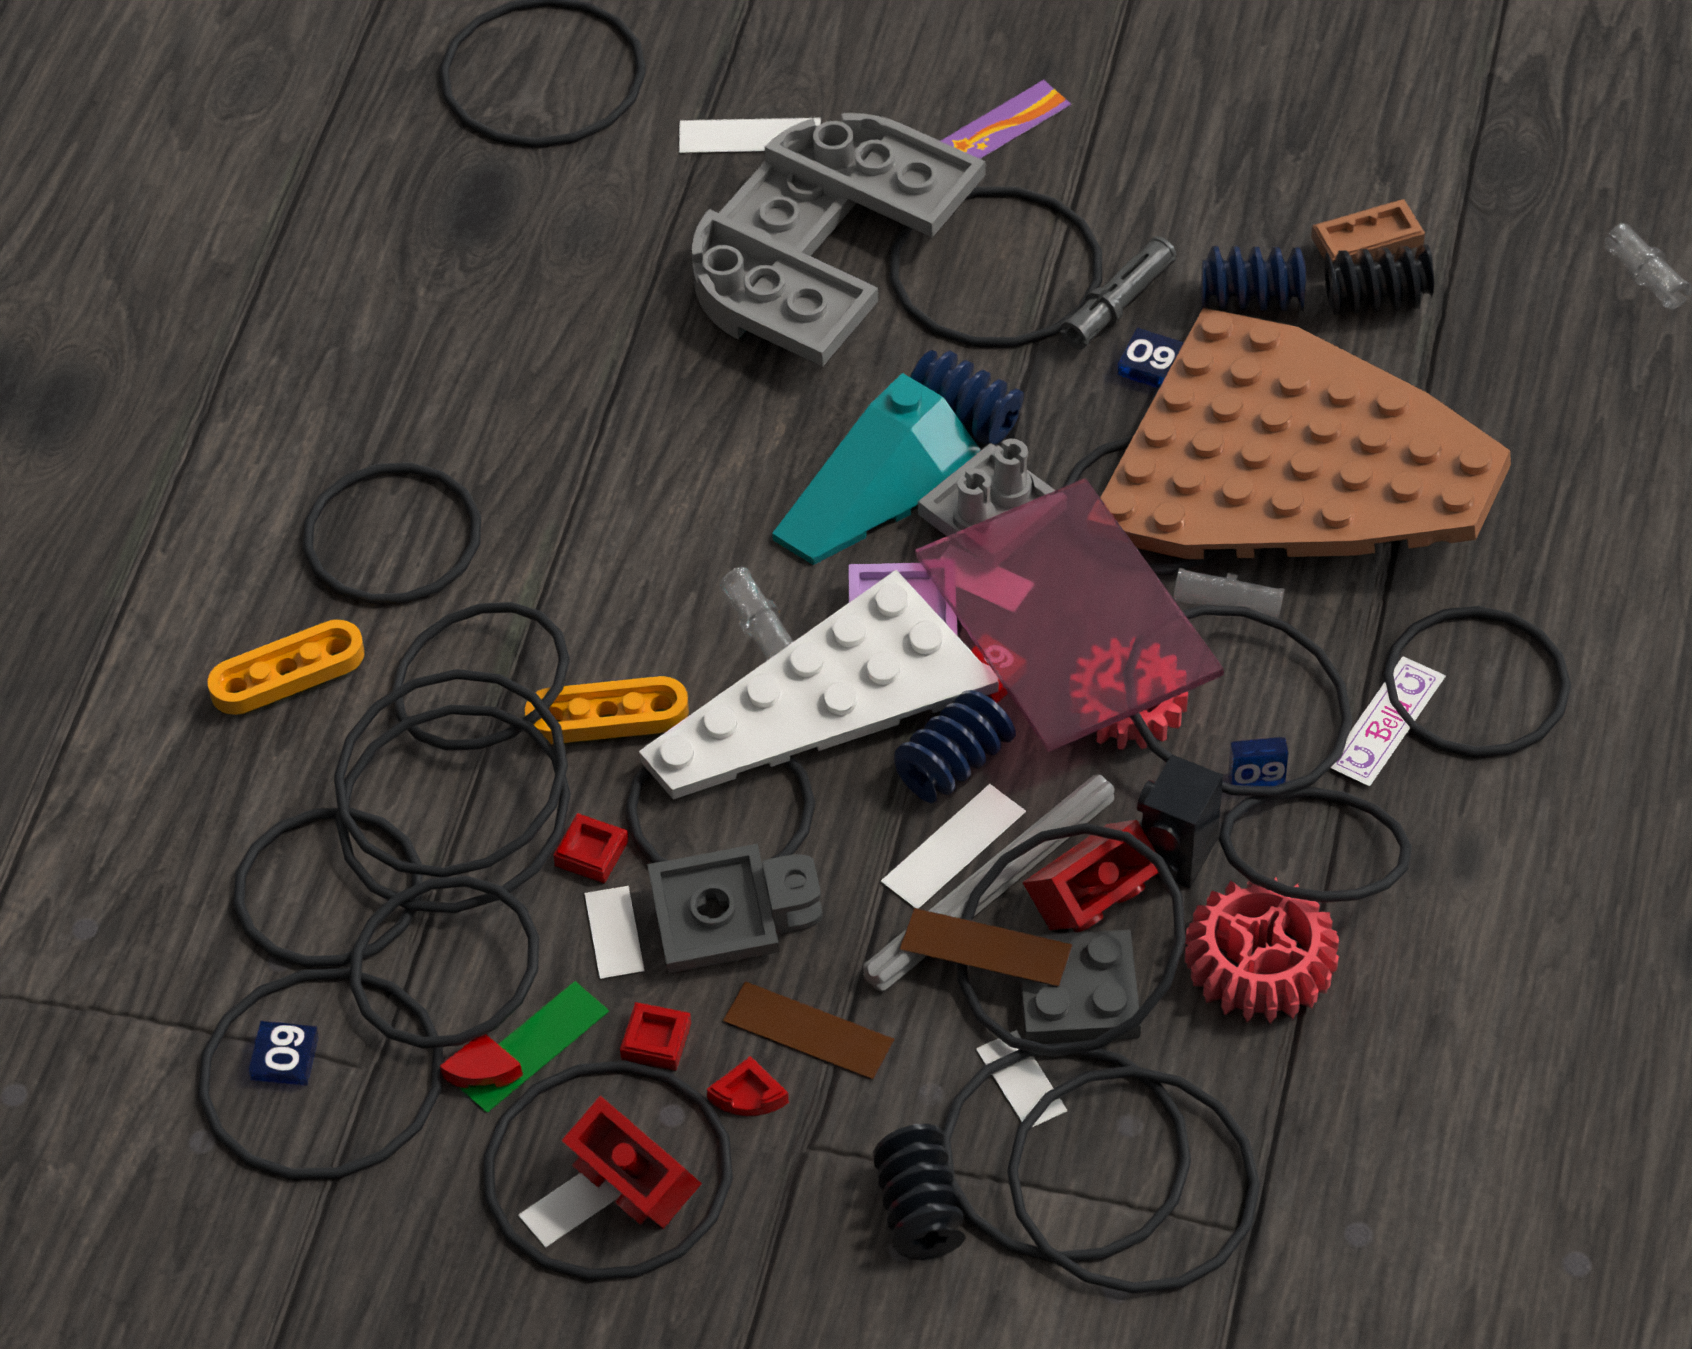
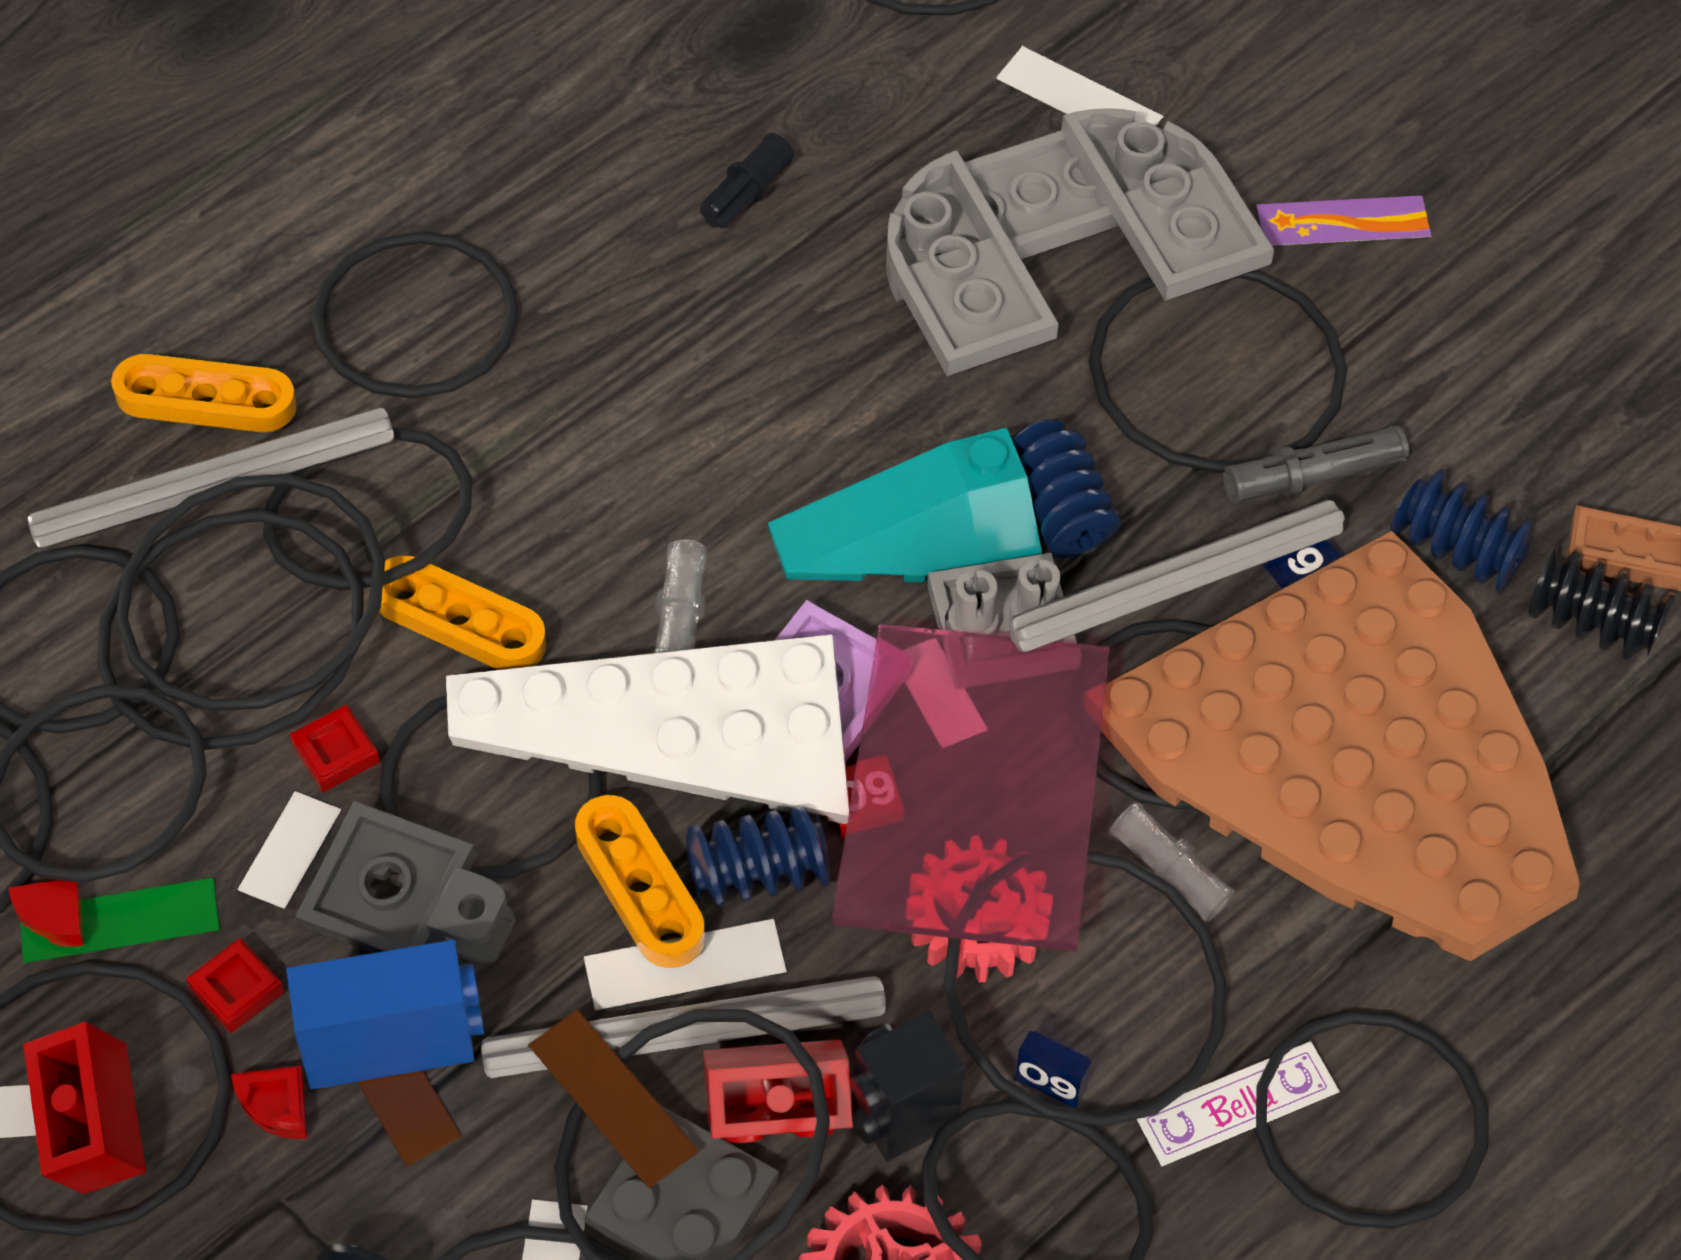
camera: 30 degrees right, 5 degrees up
(331, 732) = (170, 488): none -> light grey axle
(563, 312) = (747, 181): none -> black axle
(793, 979) = (384, 1013): none -> blue brick
(869, 793) = (635, 859): none -> light orange plate
(1091, 409) = (1175, 576): none -> light grey axle

